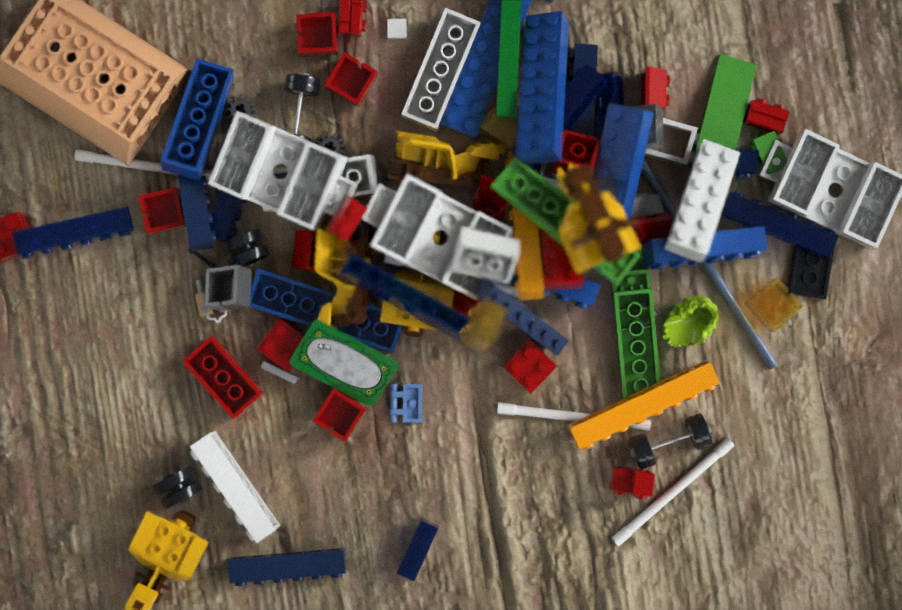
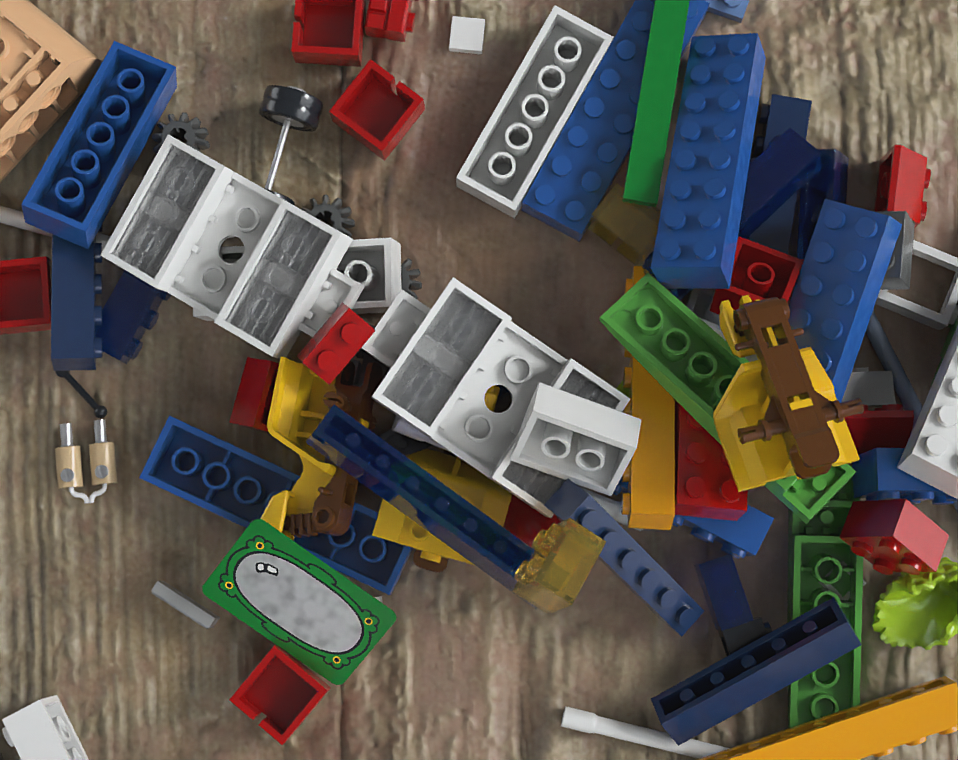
camera: 10 degrees right, 5 degrees down
(223, 377) = (83, 601): red brick -> none
(228, 288) = (111, 443): dark grey piece -> none
(245, 248) = (152, 379): black wheel -> none
(281, 343) = (193, 553): red brick -> none
(411, 403) = (411, 689): medium blue plate -> none
(437, 161) = (513, 269): yellow piece -> none
(489, 201) = (593, 343): red hair -> none
(529, 366) = (629, 649): red brick -> none
(578, 328) = (723, 592): none -> clear blue brick
(594, 353) = (743, 634): none -> black brick
(600, 370) = (755, 671): none -> dark blue brick
(667, 286) = (894, 536): none -> red piece

